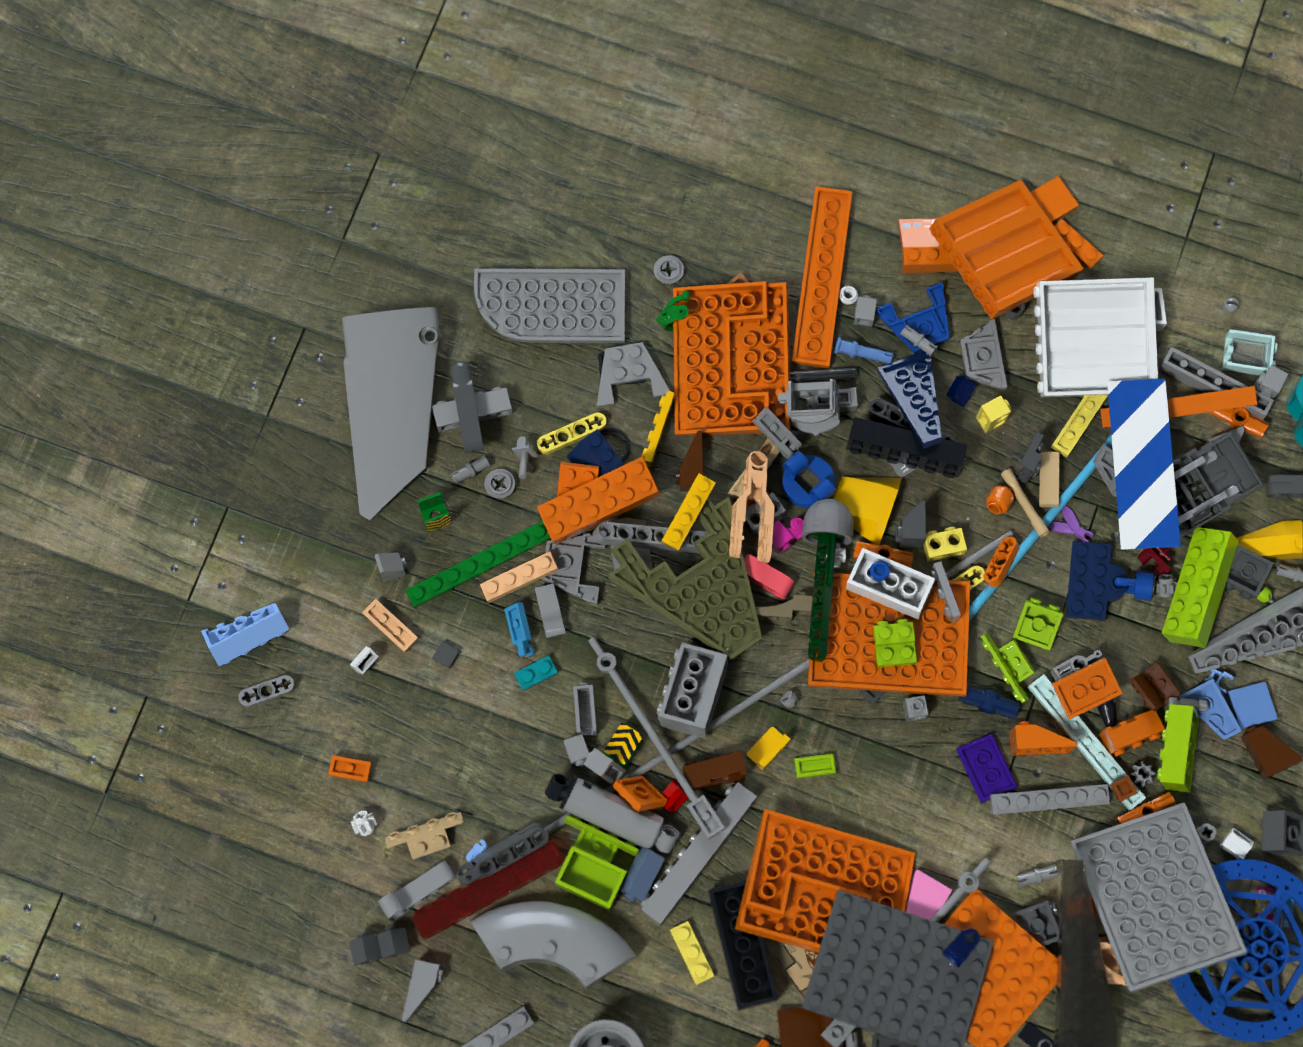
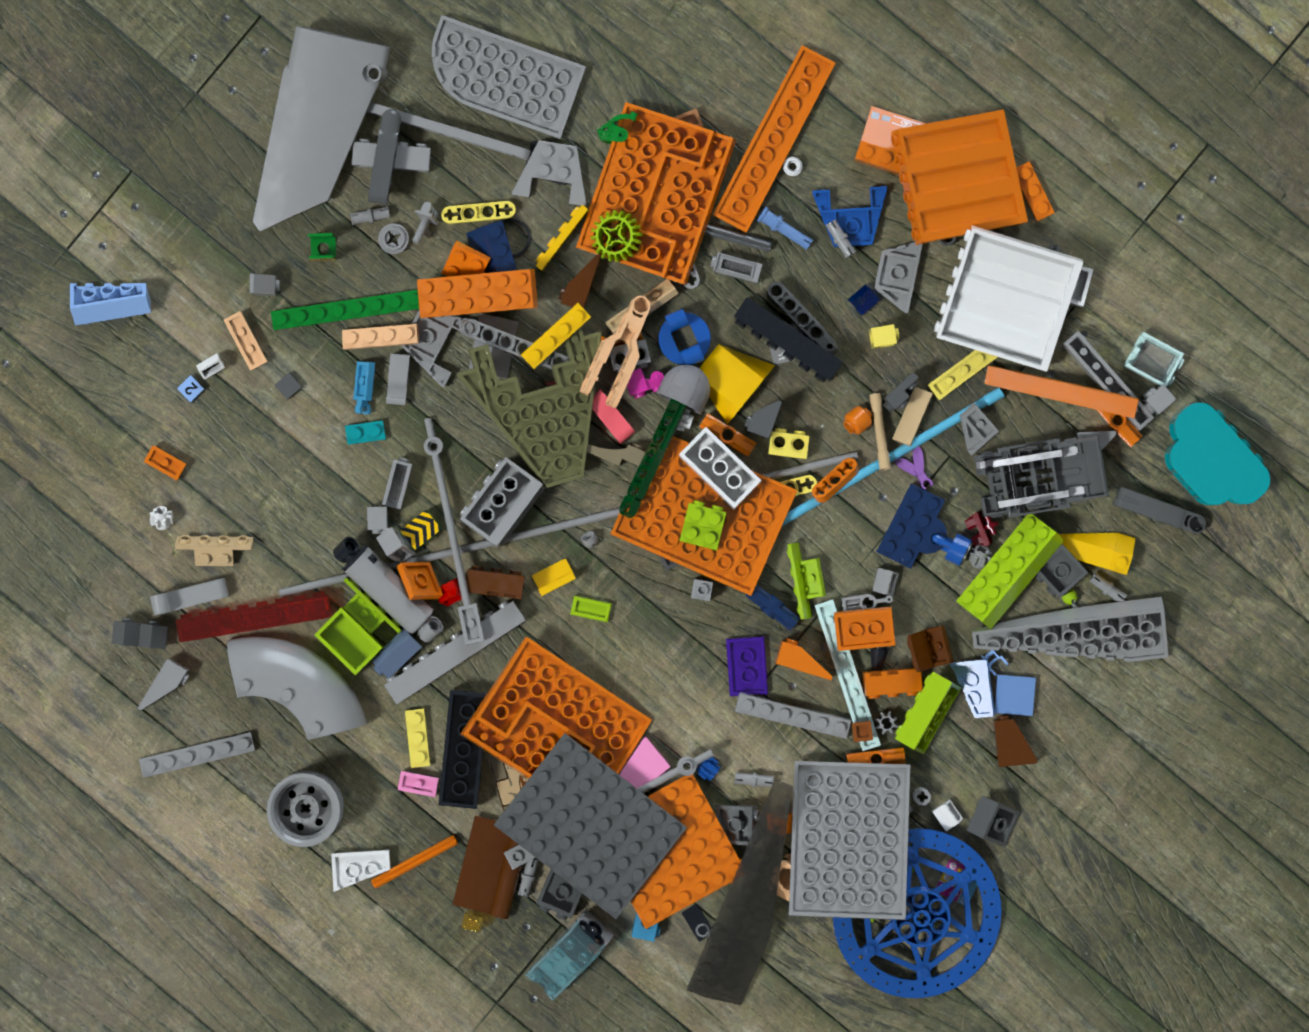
camera: 20 degrees right, 15 degrees up
(254, 700) = (127, 368): light grey beam -> none
(351, 690) = (190, 388): none -> light blue tile
(476, 849) = (254, 580): light blue piece -> none
(512, 854) = (285, 591): dark grey piece -> none
(530, 368) = (454, 133): none -> light grey beam
(674, 264) = (624, 72): light grey gear -> none
(709, 998) = (418, 783): none -> bright pink plate
(711, 391) = (620, 230): none -> lime gear
(777, 432) = (669, 284): light grey plate -> none
(816, 420) = (704, 285): light grey animal -> none
(865, 311) = (802, 188): light grey brick -> none
(879, 571) = (712, 455): blue tile -> none
(914, 392) = (815, 287): dark blue wing -> none
(945, 593) = (768, 494): light grey plate -> none
(959, 949) = (651, 826): clear blue piece -> none
(989, 880) = (708, 768): none -> blue gear
(1038, 623) = (846, 550): lime plate -> none
(1055, 199) = (1029, 138): orange tile -> none
(1085, 641) = (885, 581): none -> light grey piece
(1143, 464) = (1000, 438): sticker -> none
(1201, 705) = (953, 675): light grey axle -> none
(1231, 308) = (1156, 309): light grey hinge -> none

